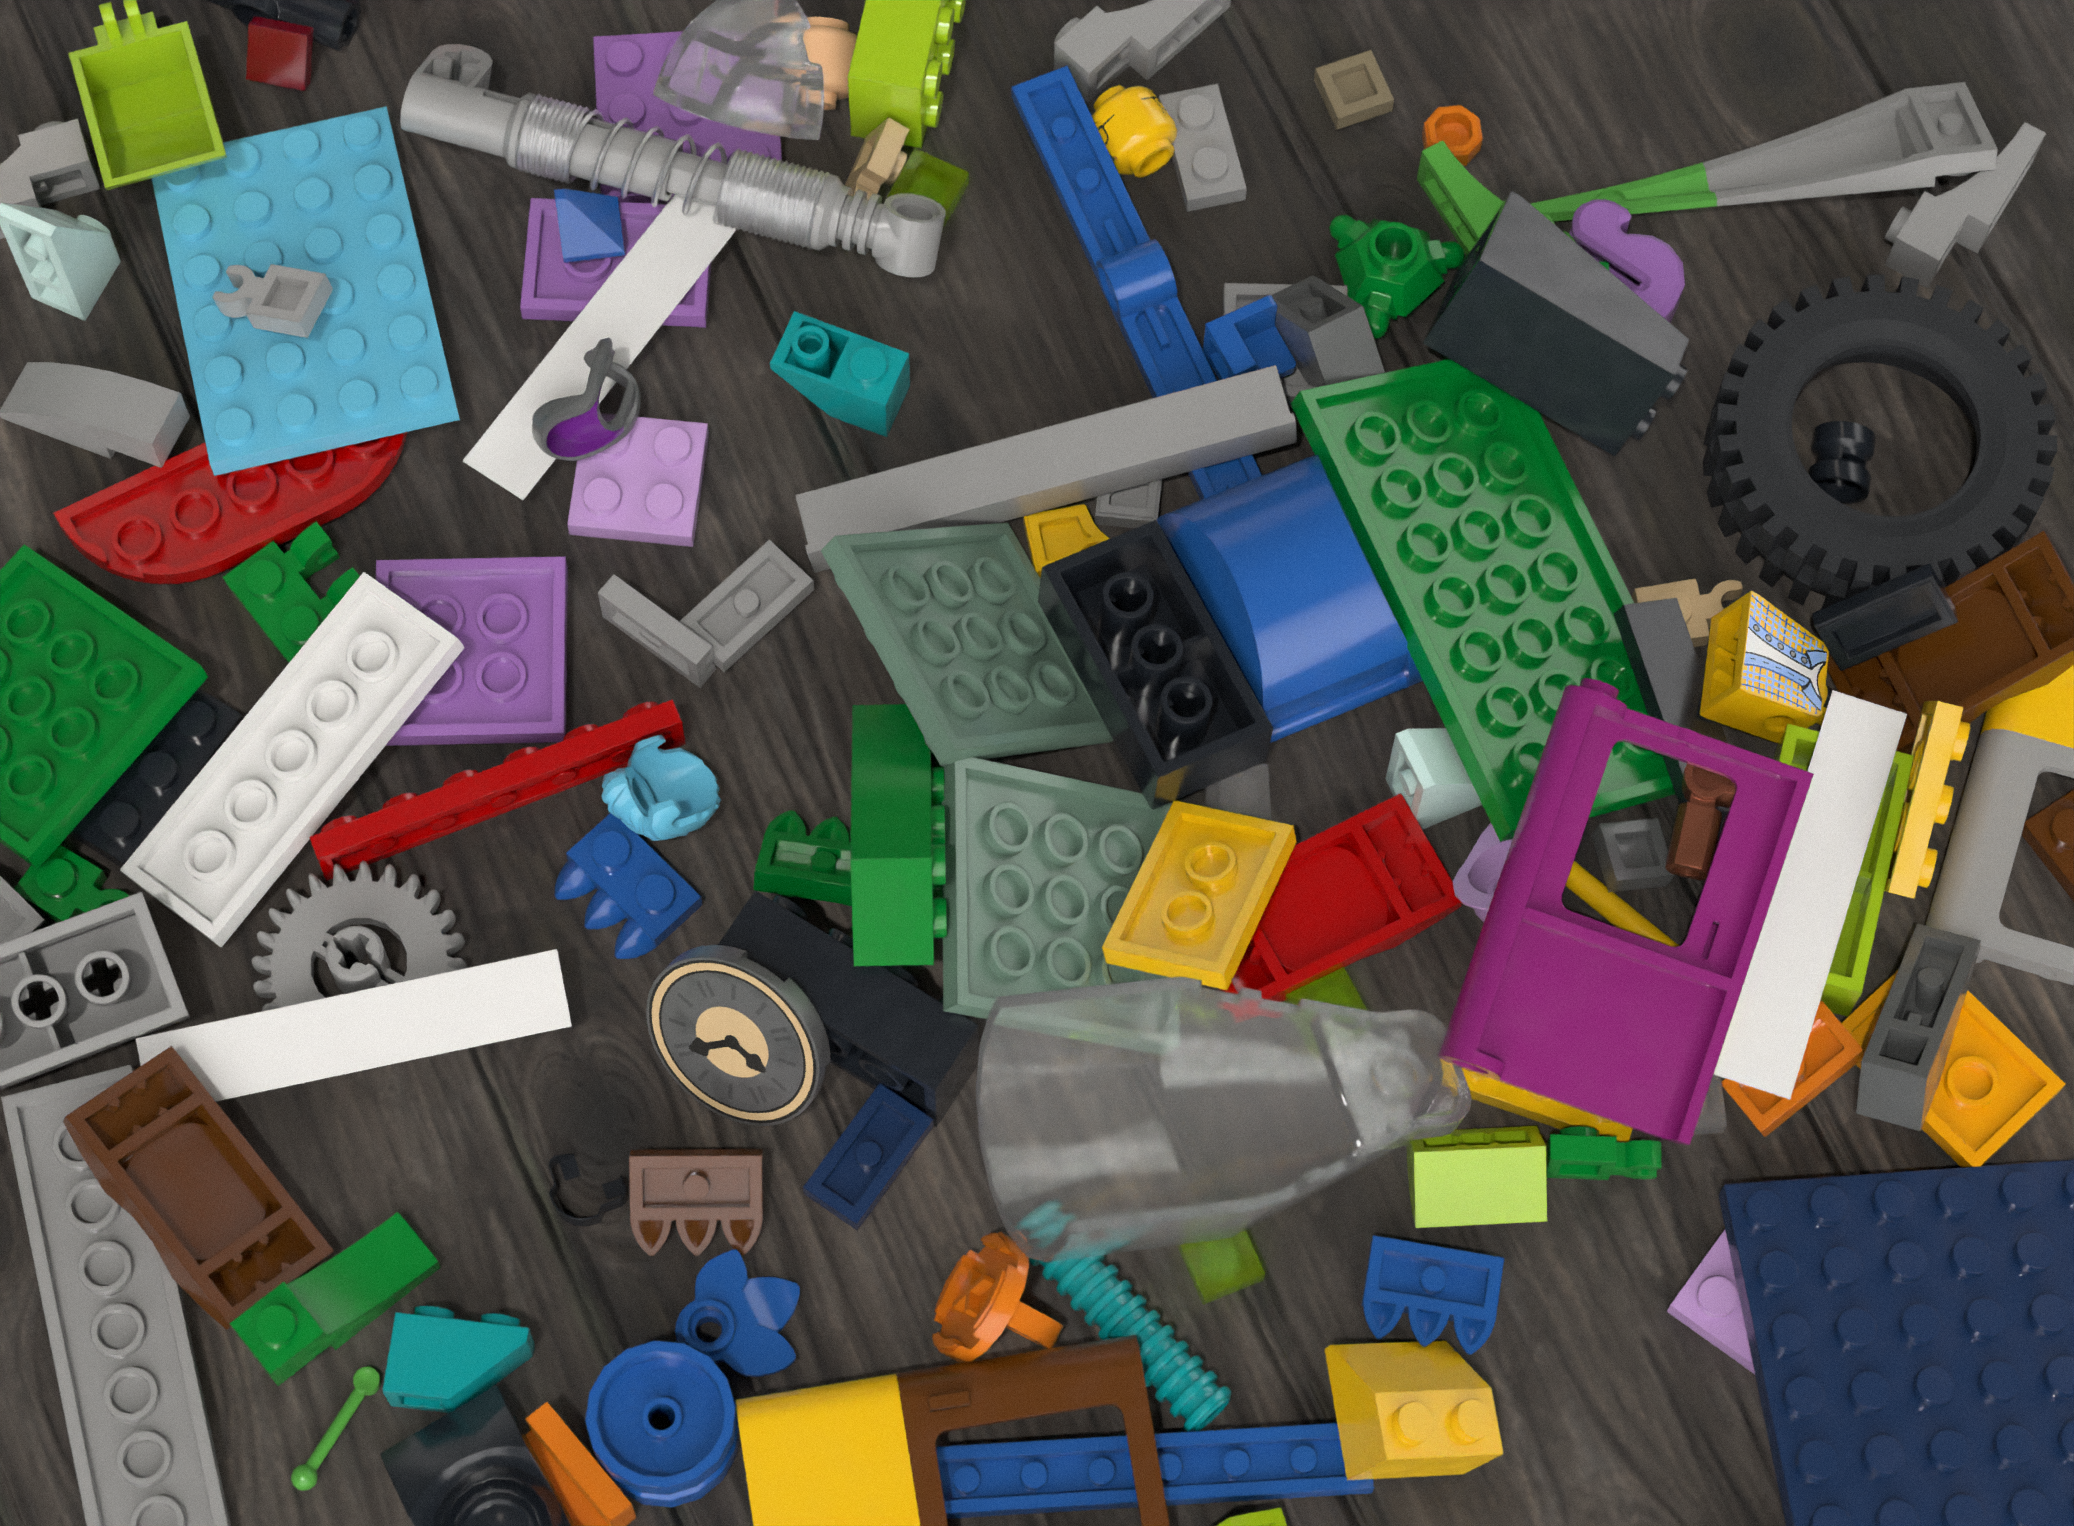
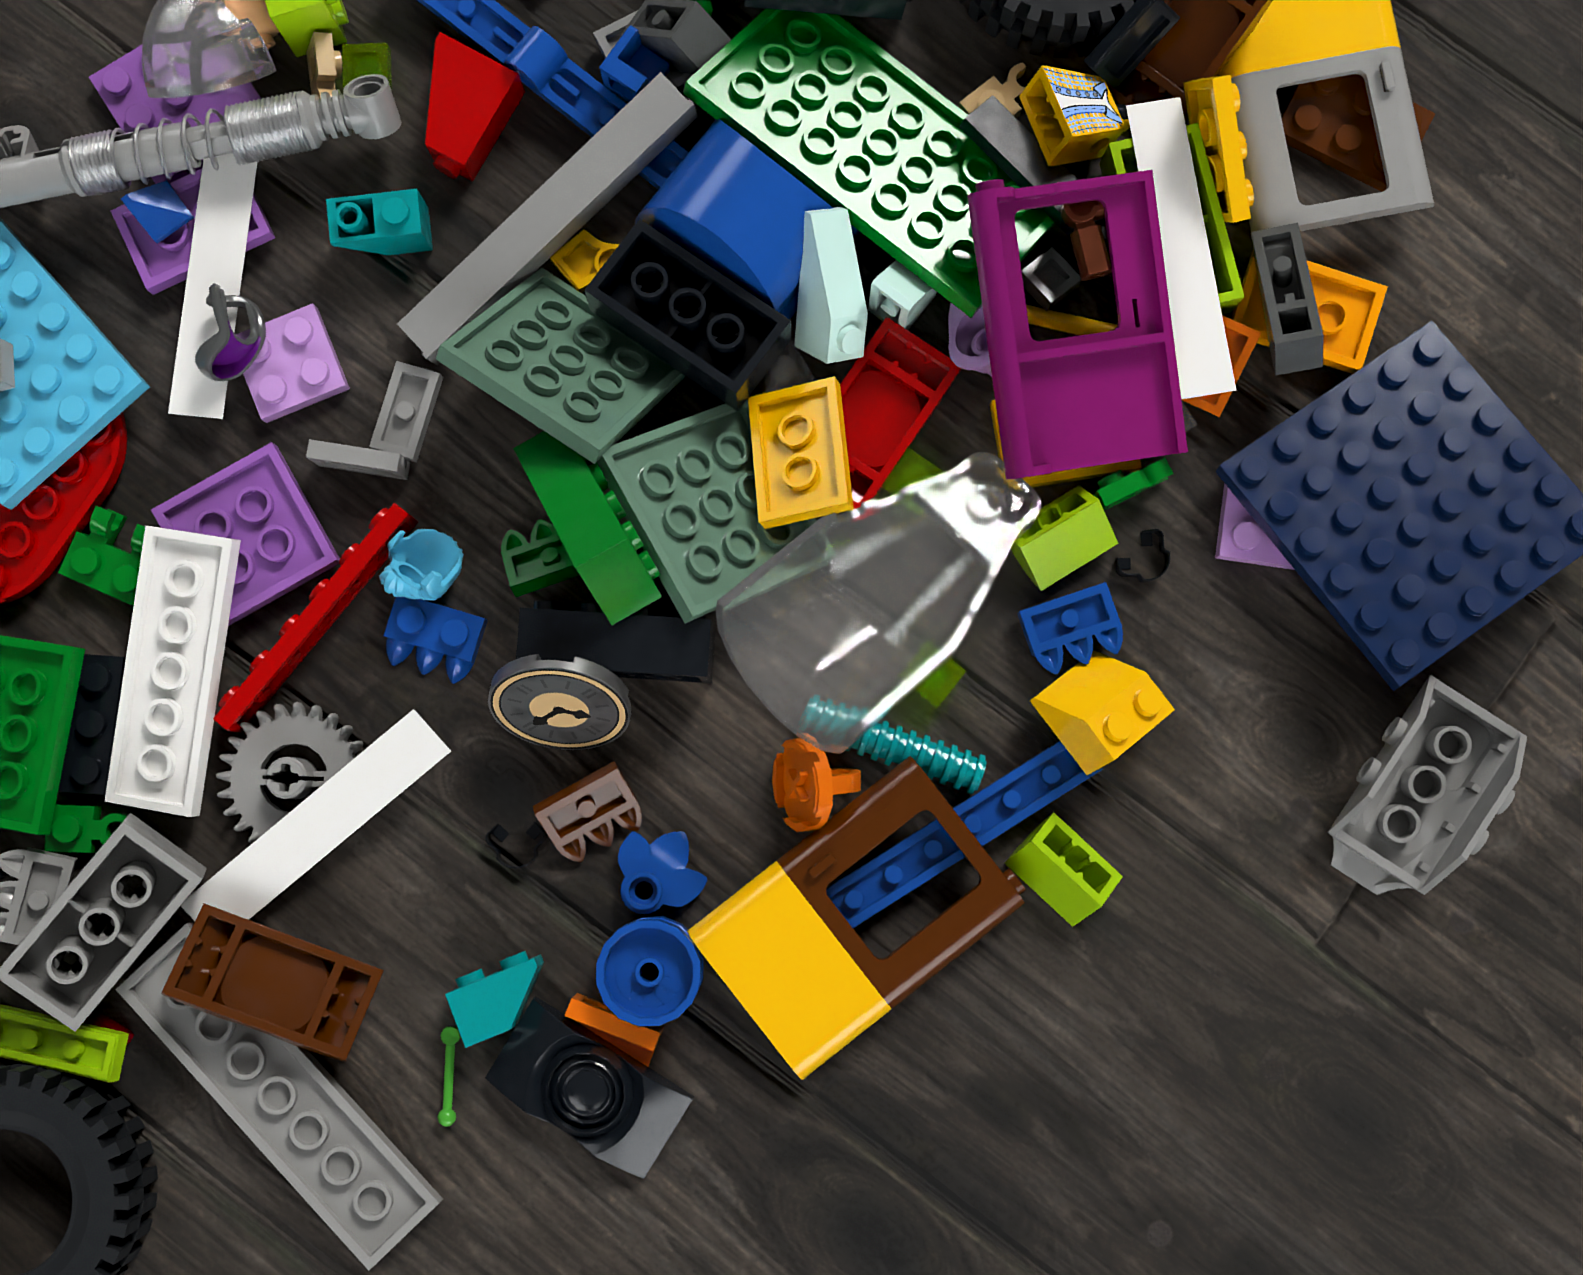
camera: 25 degrees left, 15 degrees up
(334, 1299) = (400, 1001): green slope -> none
(868, 1156) = (681, 728): dark blue plate -> none
(1023, 293) = (467, 107): none -> red slope
(1129, 506) = (614, 215): light grey tile -> none
(1344, 720) = (830, 293): none -> light aqua slope
(1588, 1242) = (1146, 540): none -> black piece

